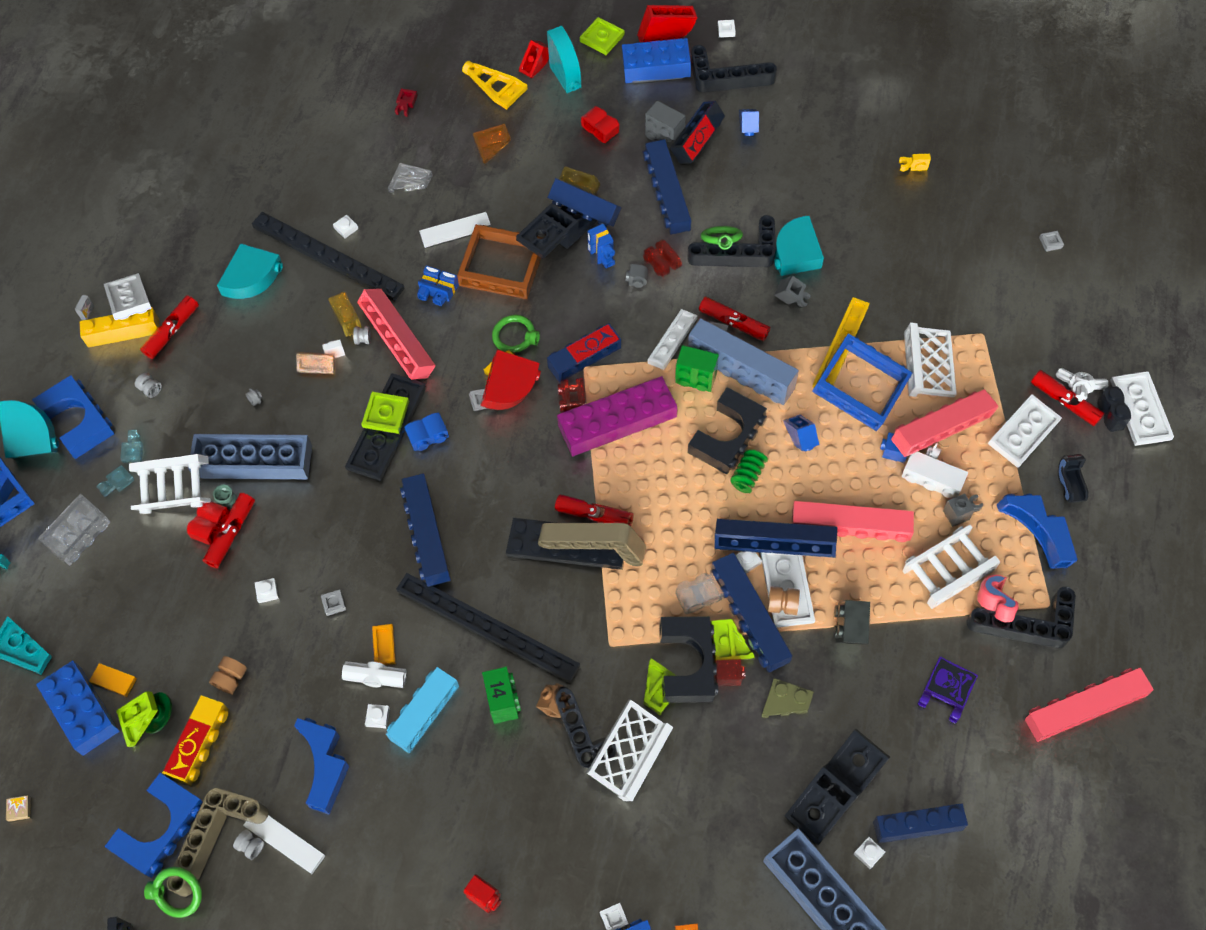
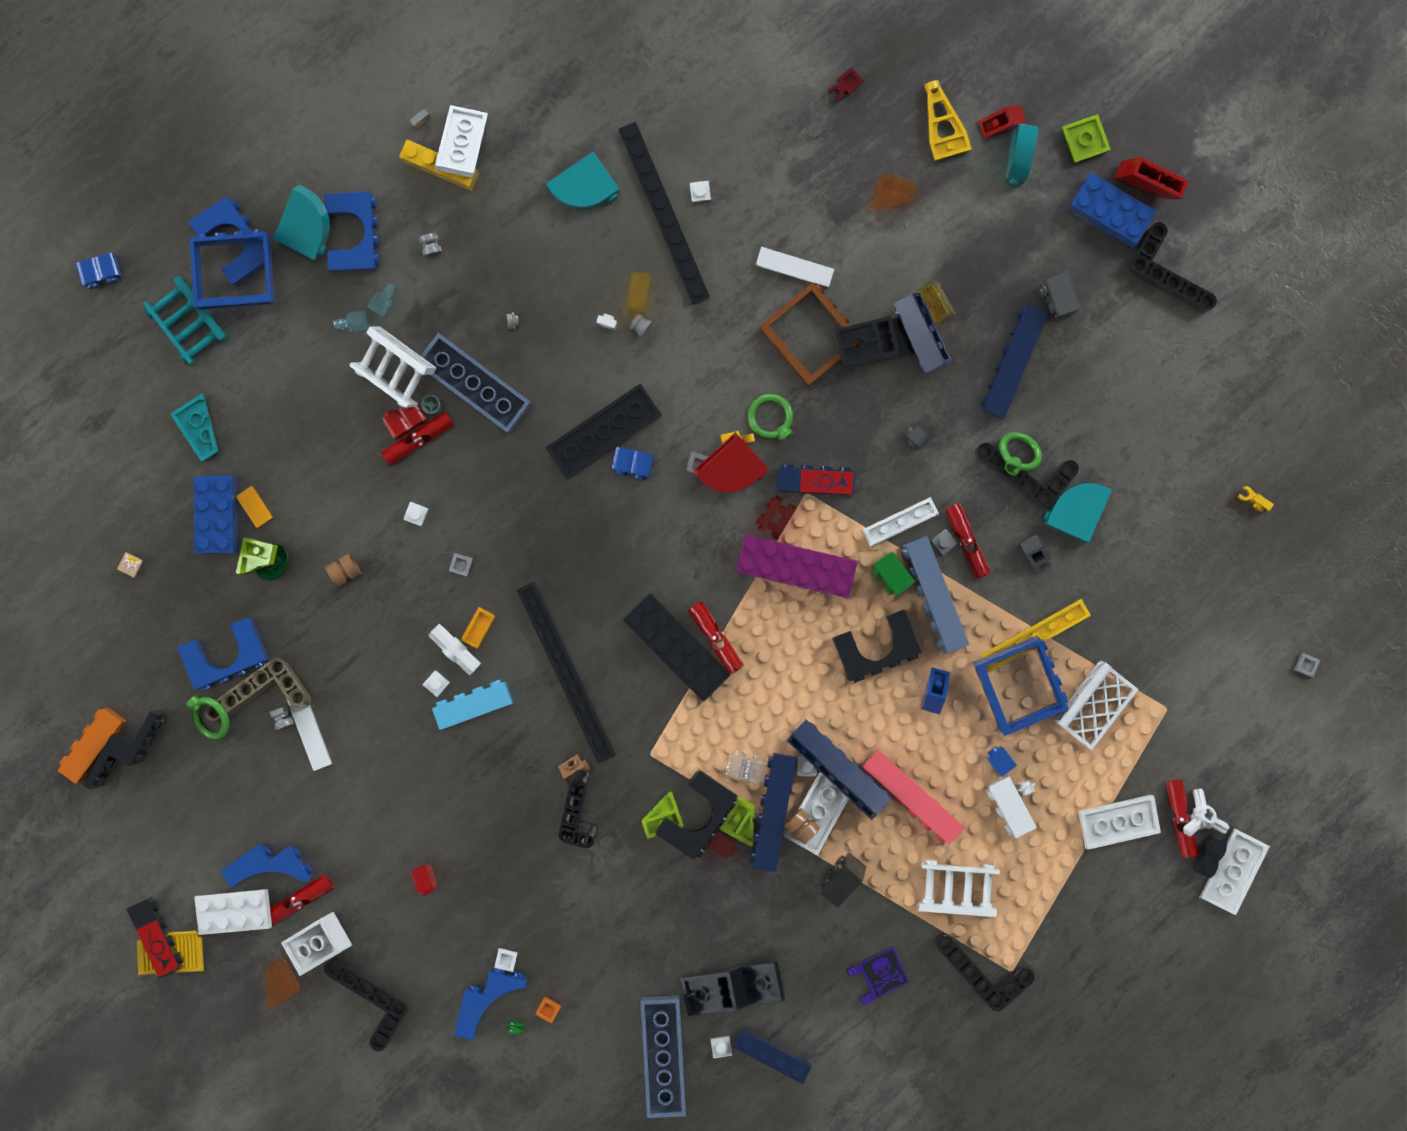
camera: 35 degrees right, 25 degrees up
(74, 530) = (294, 354): clear slope -> none
(163, 333) = (469, 199): red piece -> none
(196, 741) = (289, 607): brick -> none
(315, 363) = (583, 325): clear orange plate -> none
(328, 770) = (373, 701): blue arch -> none
(385, 412) = (608, 423): lime plate -> none
(396, 334) = (669, 346): coral brick -> none
(409, 178) = (792, 178): clear wing -> none
(425, 529) = (572, 554): dark blue brick -> none
(437, 284) = (733, 312): blue hips -> none
(500, 695) = (536, 740): green brick -> none
(594, 536) = (692, 667): dark tan beam -> none
(600, 124) = (1006, 246): red brick -> none
(601, 243) = (908, 388): blue hips -> none
(646, 756) = (608, 864): white fence -> none
(662, 258) = (944, 425): clear red brick -> none
(697, 132) = (1086, 323): black brick -> none
(726, 28) = (1210, 217): white plate -> none
(747, 470) = (865, 694): green piece -> none
(749, 121) = (1145, 342): slope -> none
(786, 699) = (750, 895): olive wing -> none
(944, 422) = (1054, 772): coral brick -> none
(961, 509) = (1006, 851): dark grey brick -> none
(992, 598) = (965, 942): coral animal -> none
(1049, 530) = (1062, 916): blue arch -> none
(1072, 478) = (1120, 890): black animal -> none
(1088, 704) = (970, 1064): coral brick -> none

